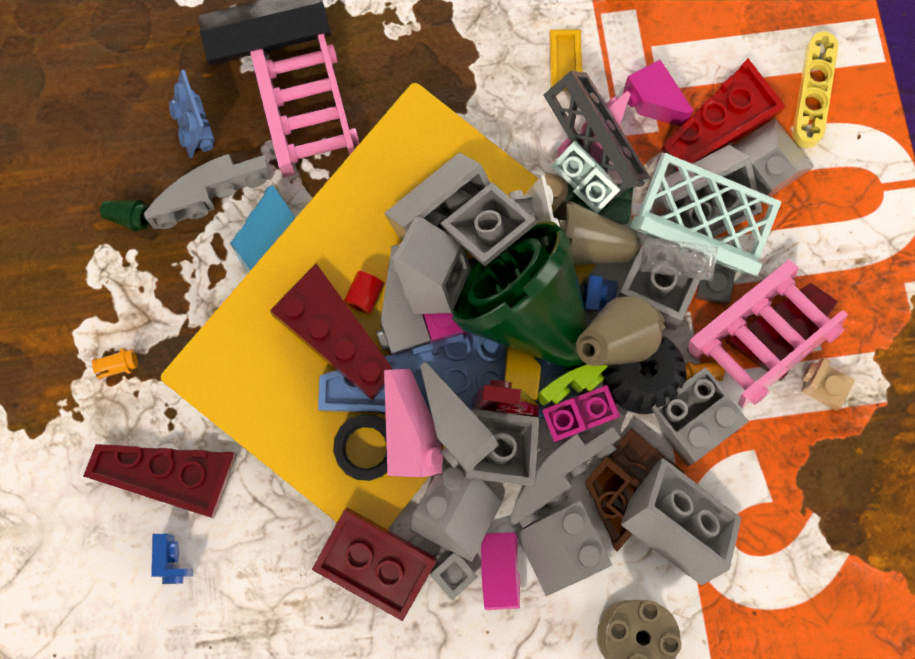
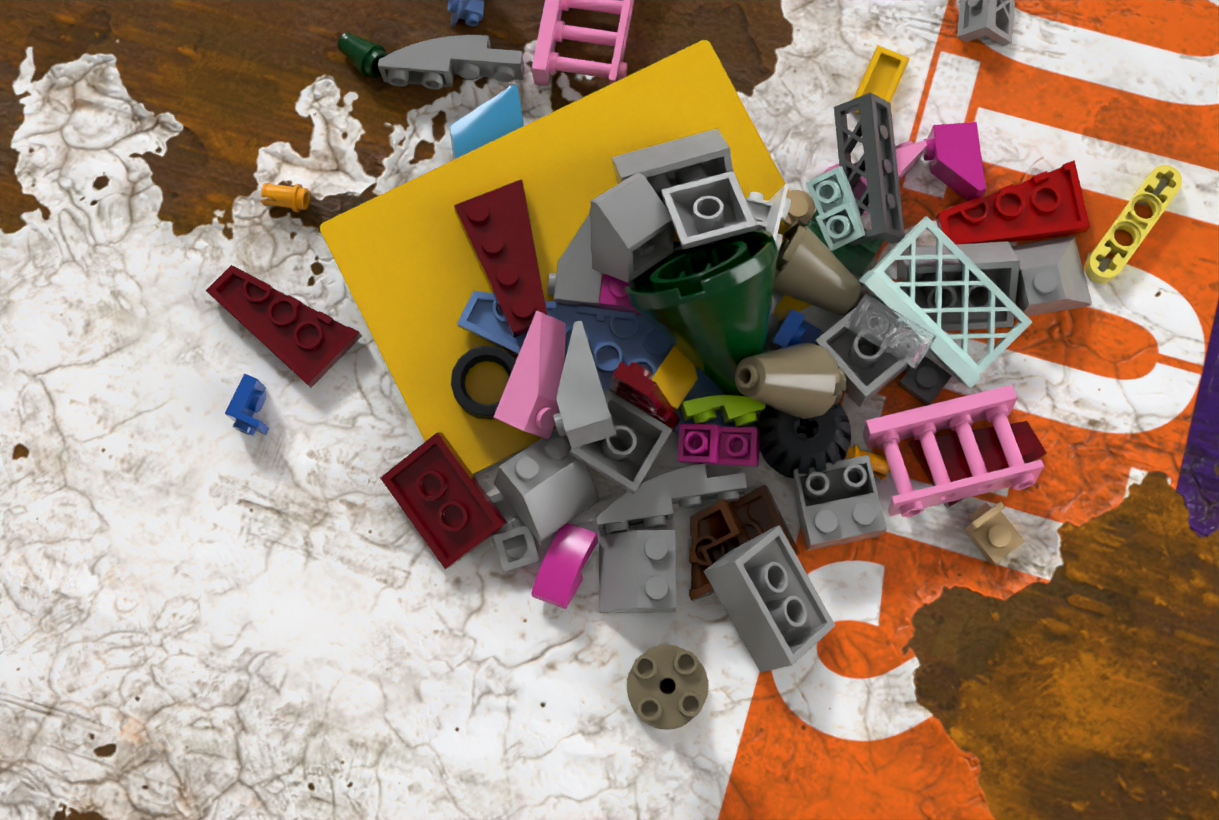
camera: 30 degrees right, 0 degrees up
(364, 292) = (555, 228): red gear -> none

